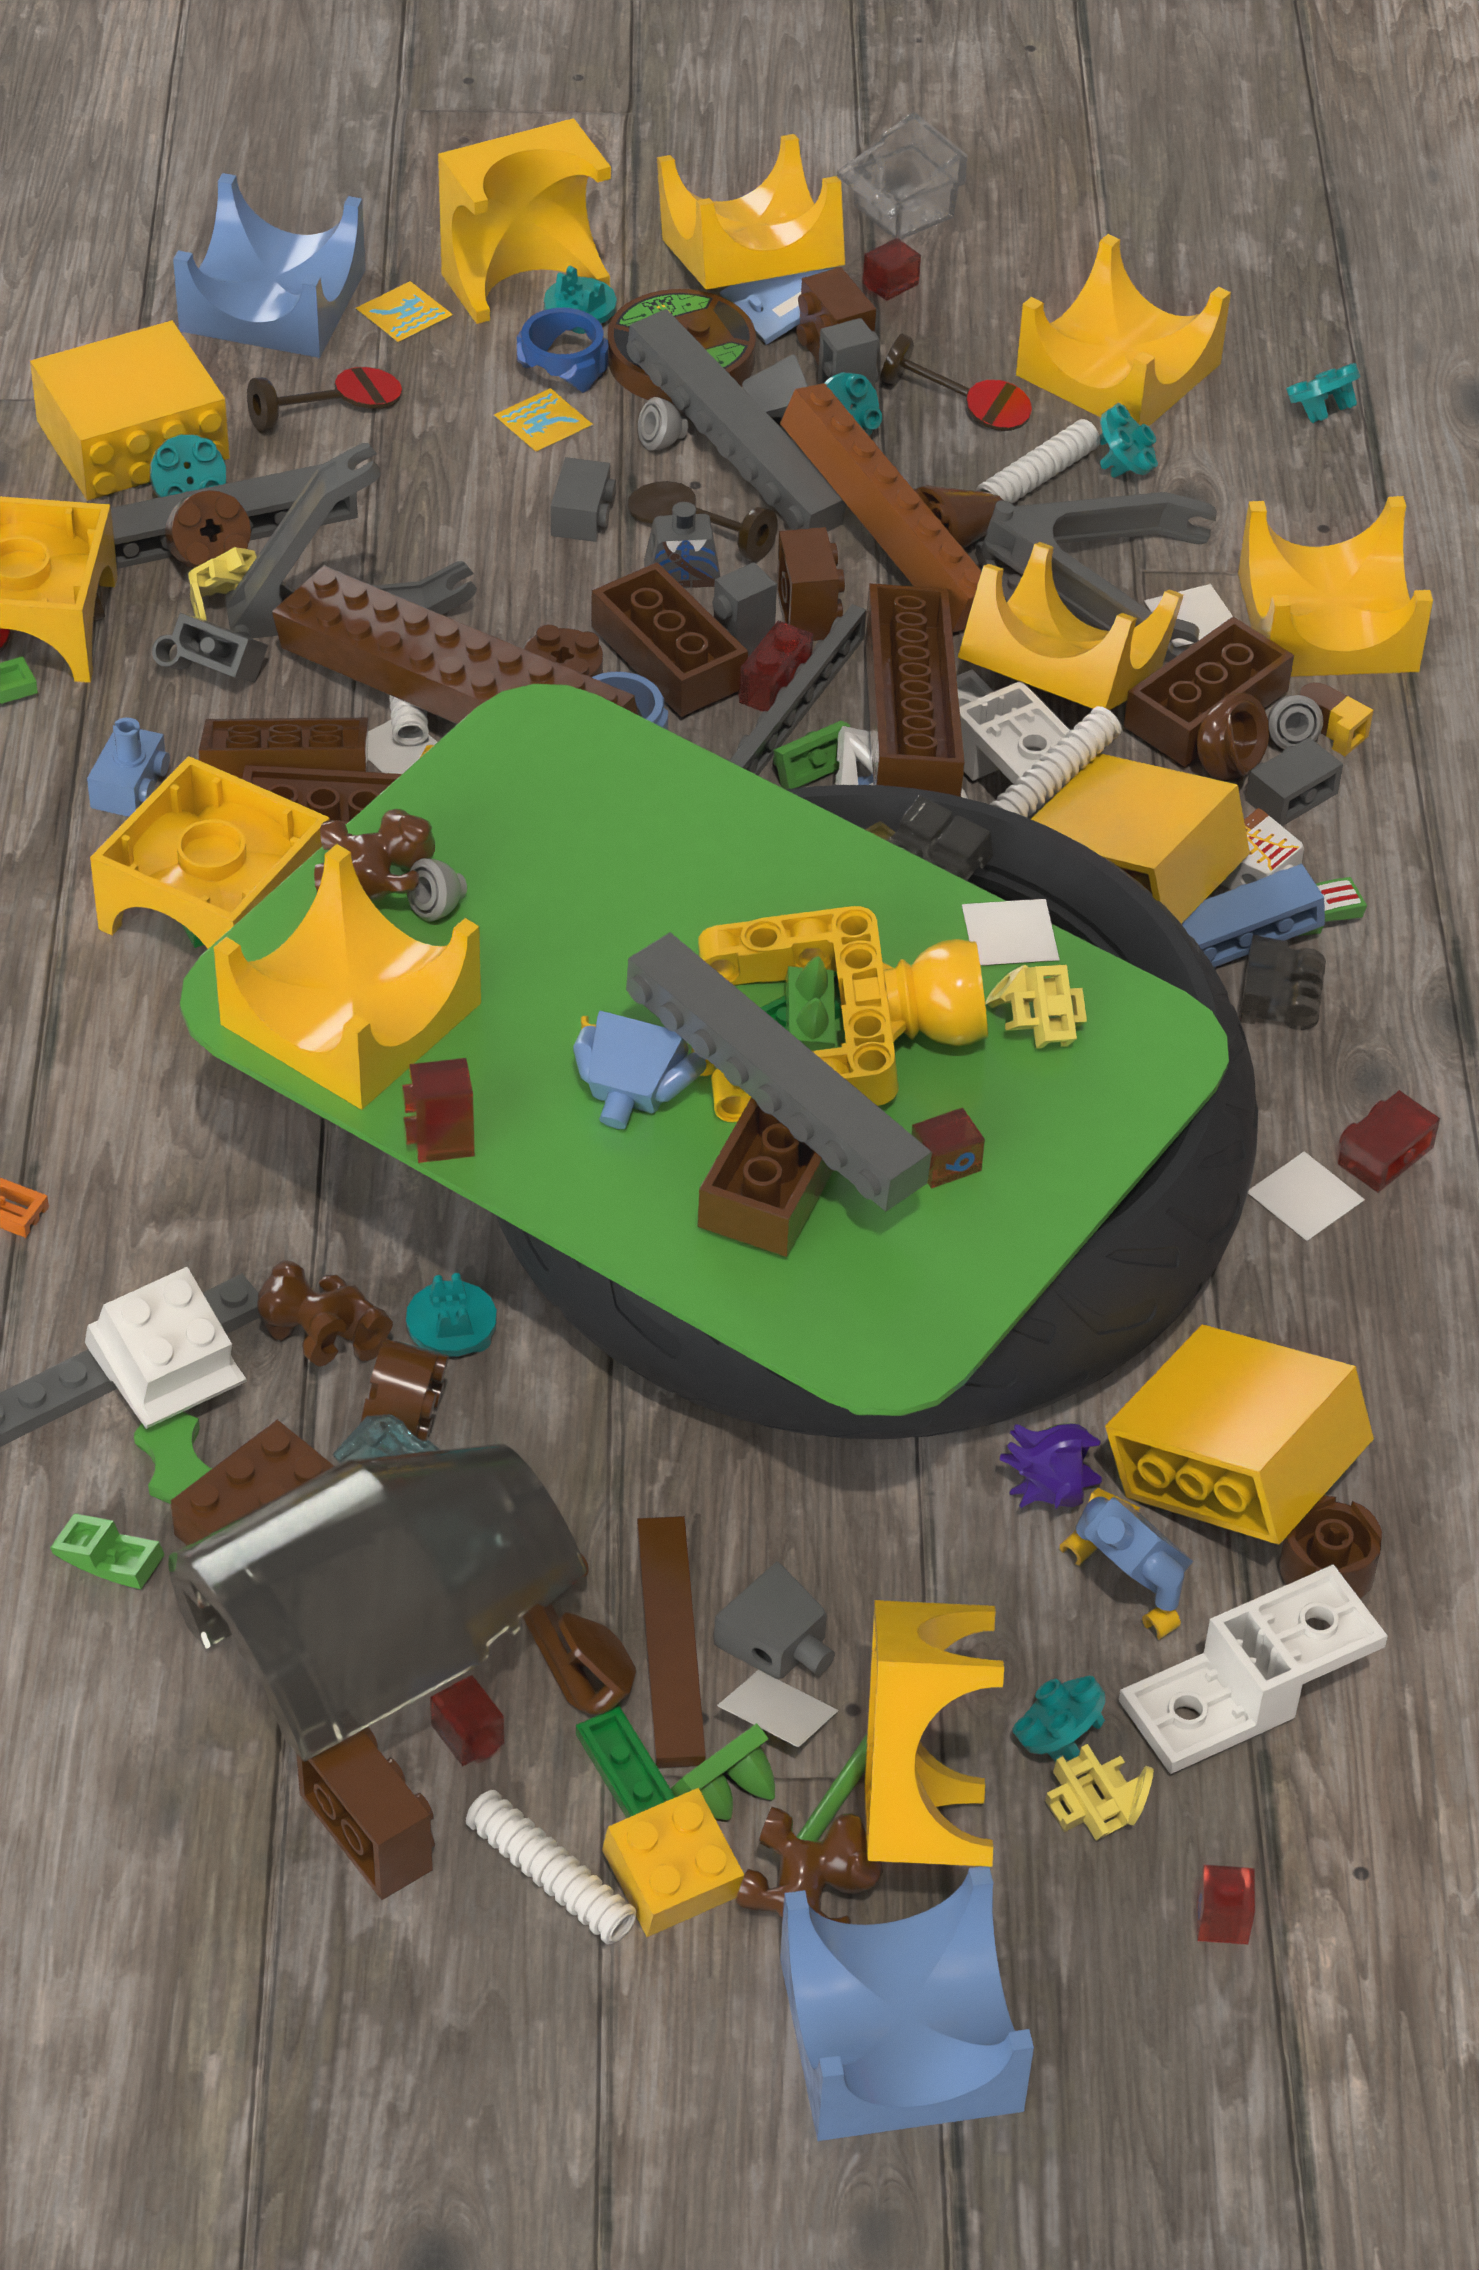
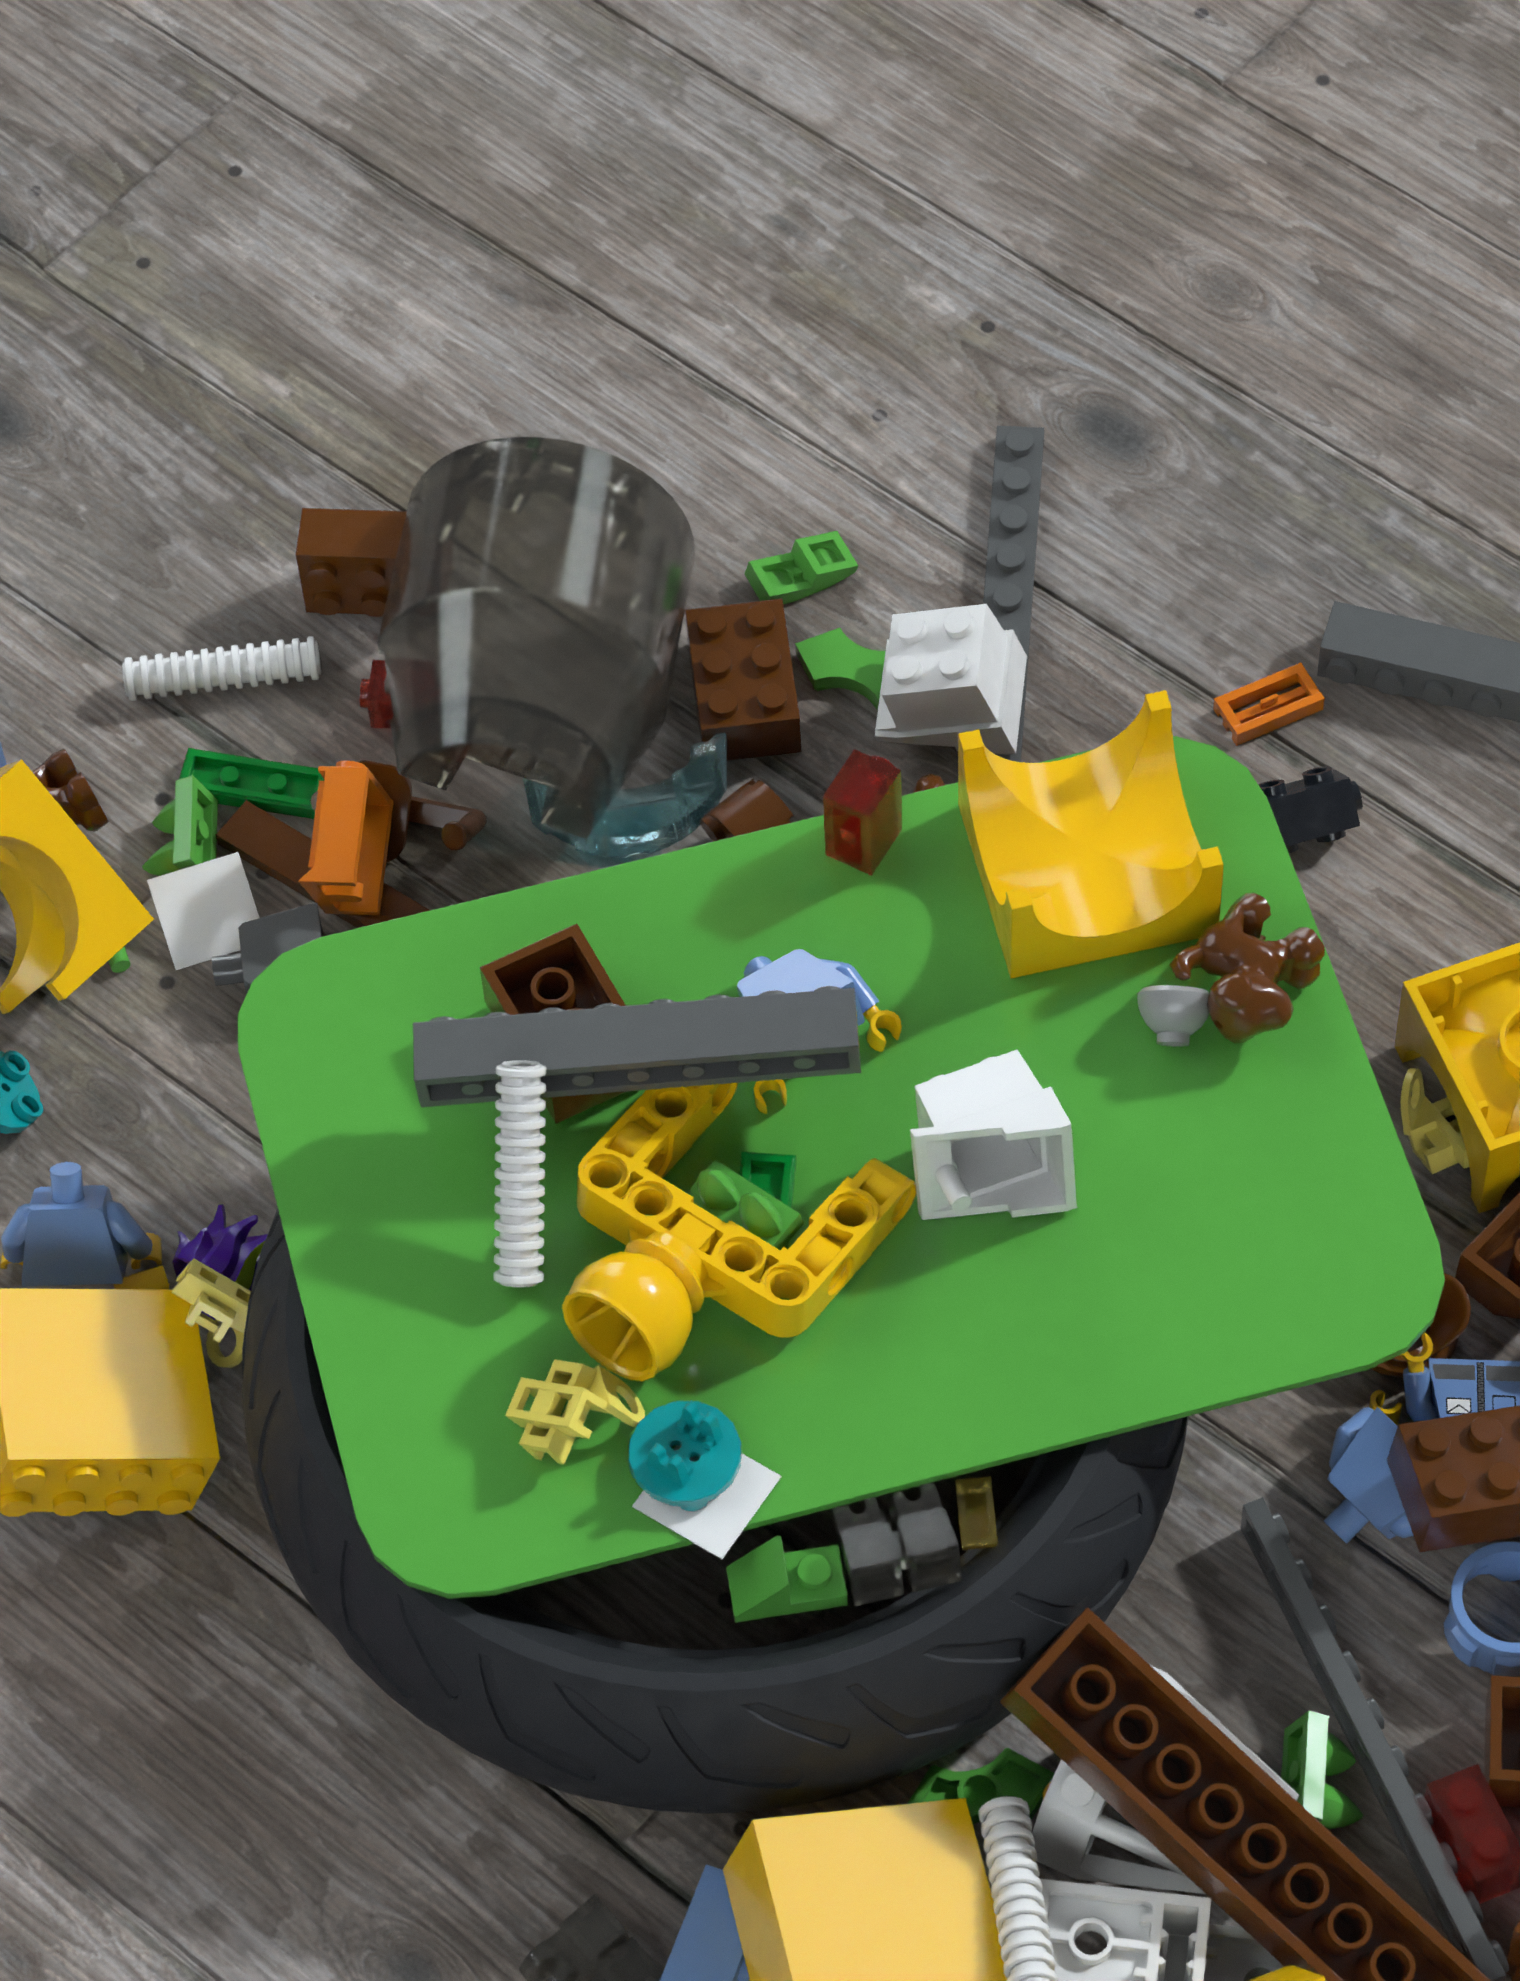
camera: 135 degrees right, 10 degrees up
(93, 1113) = (1314, 807): none -> black brick
(641, 889) = (991, 1143): none -> white piece
(658, 1599) = (349, 841): none -> orange window
(672, 1862) = (136, 732): yellow brick -> none
(923, 1087) = (519, 1173): none -> white piece
(954, 1145) = (469, 1201): clear red brick -> none
(1006, 939) = (669, 1473): none -> teal plate
(1018, 884) = (782, 1583): none -> bright green slope
(1105, 1390) = (219, 1298): none -> light yellow piece
(1305, 1196) = (335, 1781): white sticker -> none
(1388, 1140) = (313, 1891): clear red brick -> none

